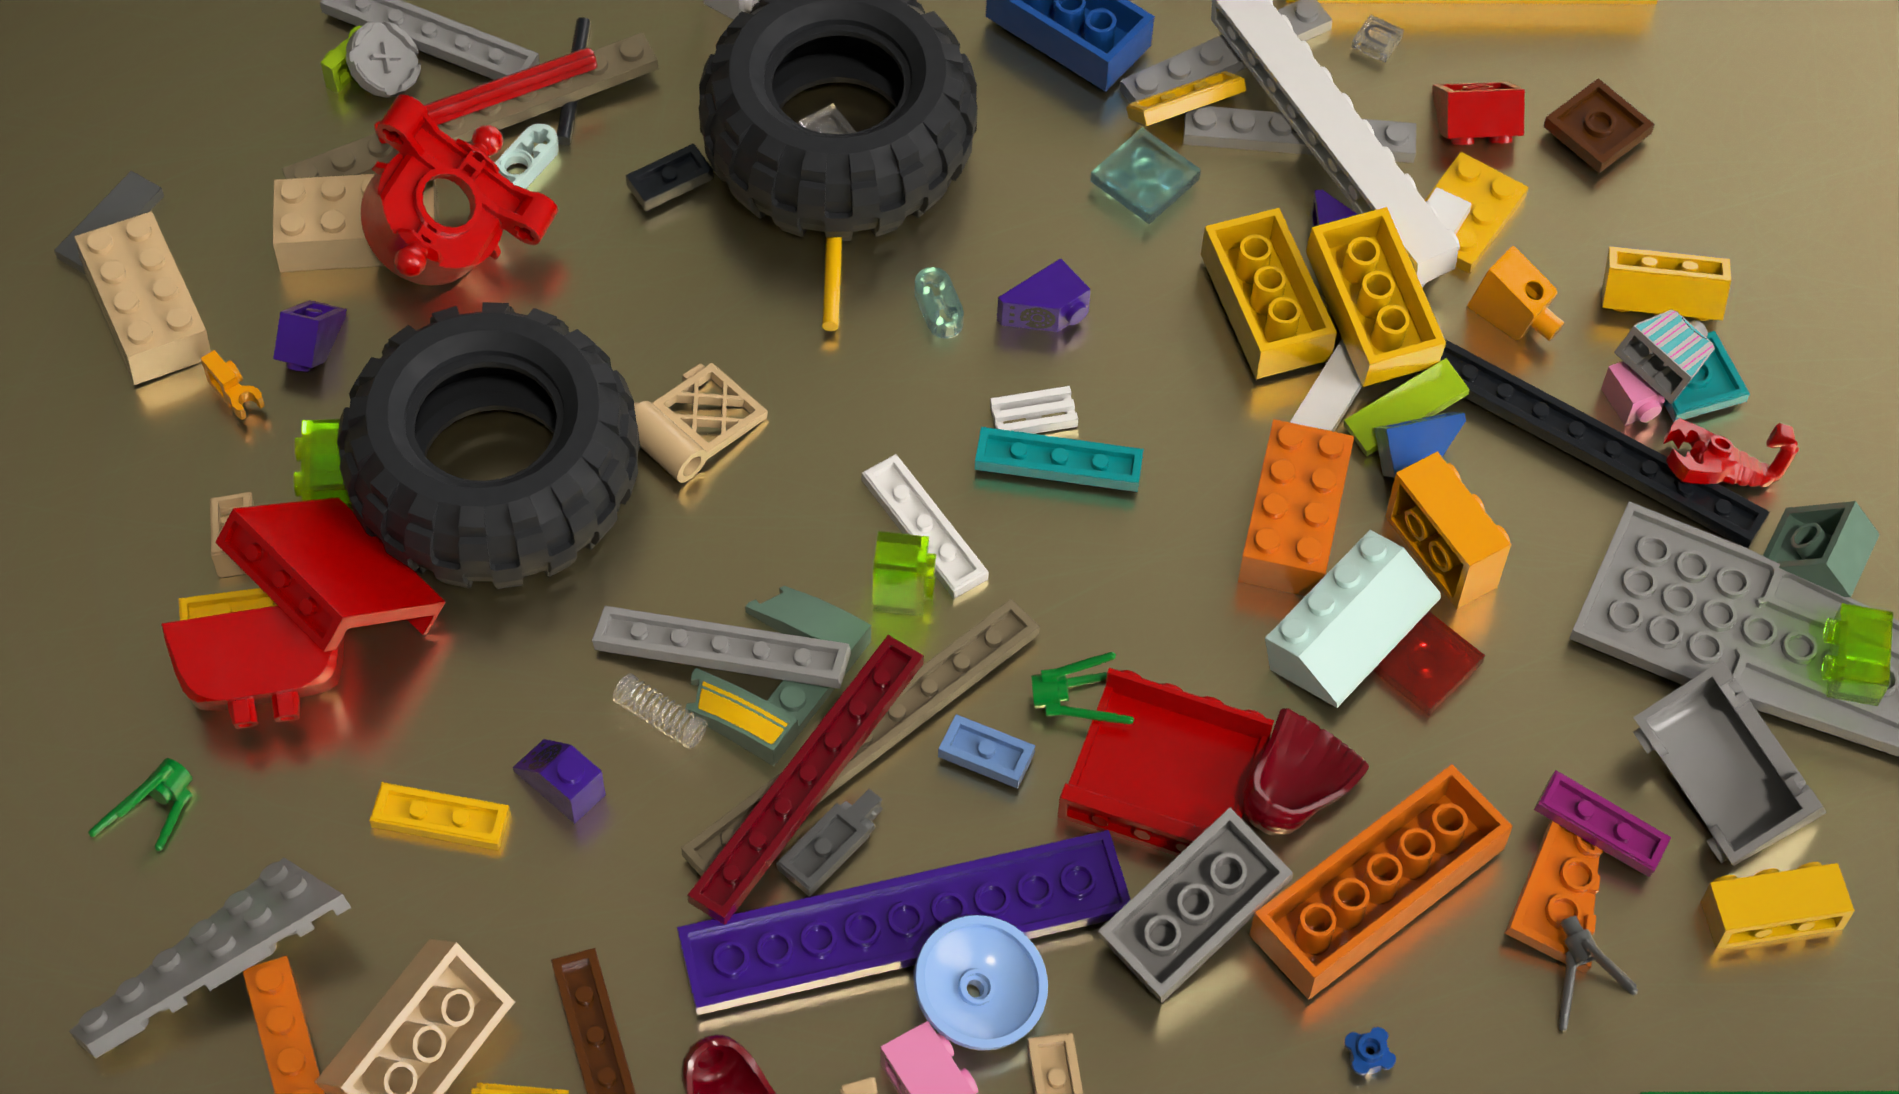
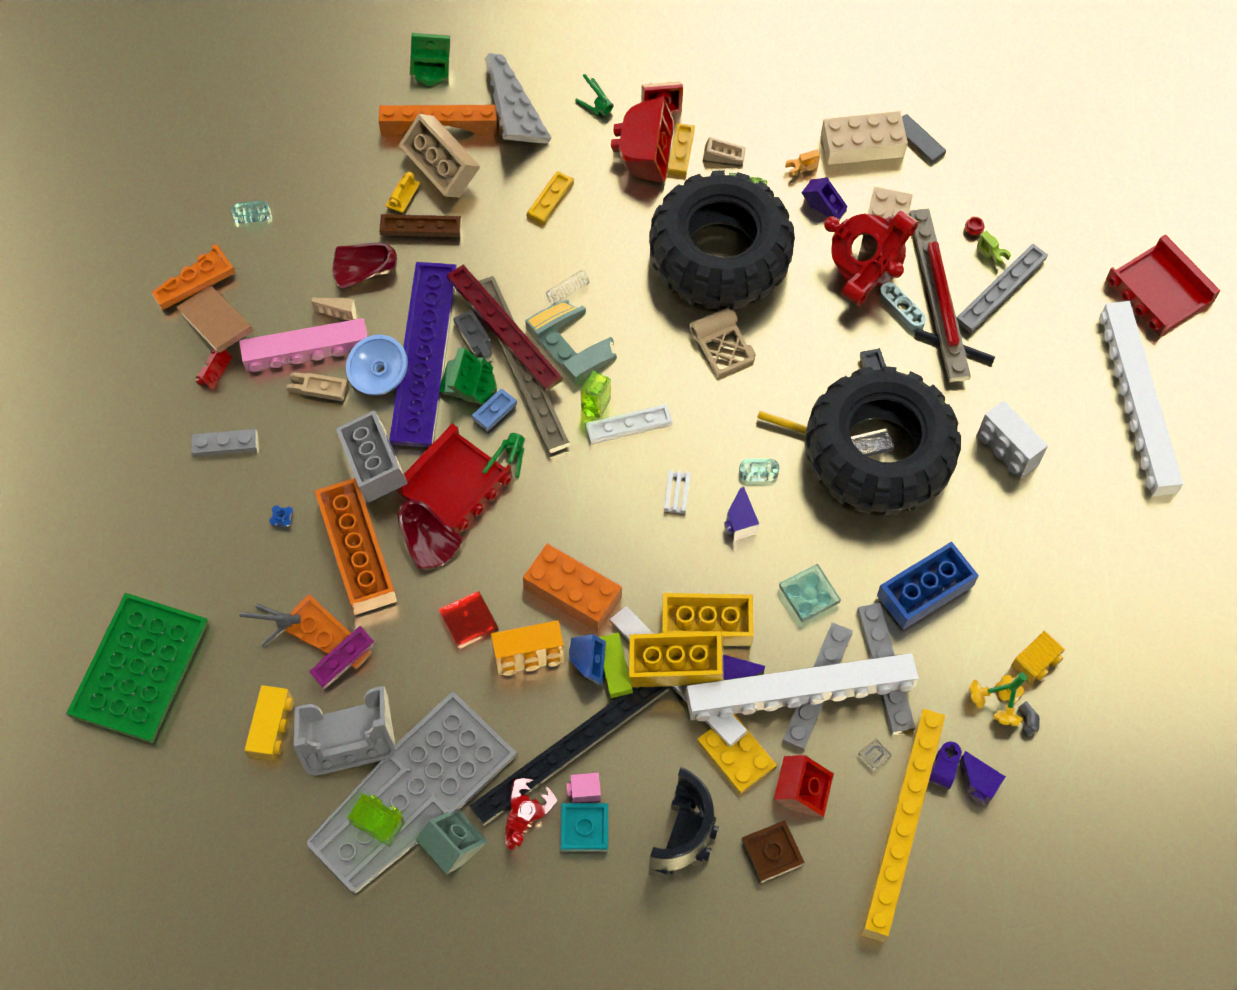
camera: 110 degrees right, 5 degrees up
(120, 668) = (670, 90): none -> red slope
(301, 96) = (974, 226): none -> red plate
(326, 569) = (670, 160): red panel -> none
(383, 59) = (985, 260): light grey tile -> none
(562, 777) = (548, 241): dark purple slope -> none
(722, 647) = (586, 315): light grey plate -> none
(943, 817) = (468, 378): none -> green piece
(1059, 459) = (643, 492): teal plate -> none
(1185, 98) = (854, 628): yellow tile -> none
(1351, 619) = (498, 586): light aqua slope -> none
(1516, 298) = (668, 742): light orange torso -> none
(1636, 203) = (690, 831): none -> black piece
(1666, 282) = (645, 832): yellow brick -> none
(1666, 352) = (591, 803): light grey torso -> none

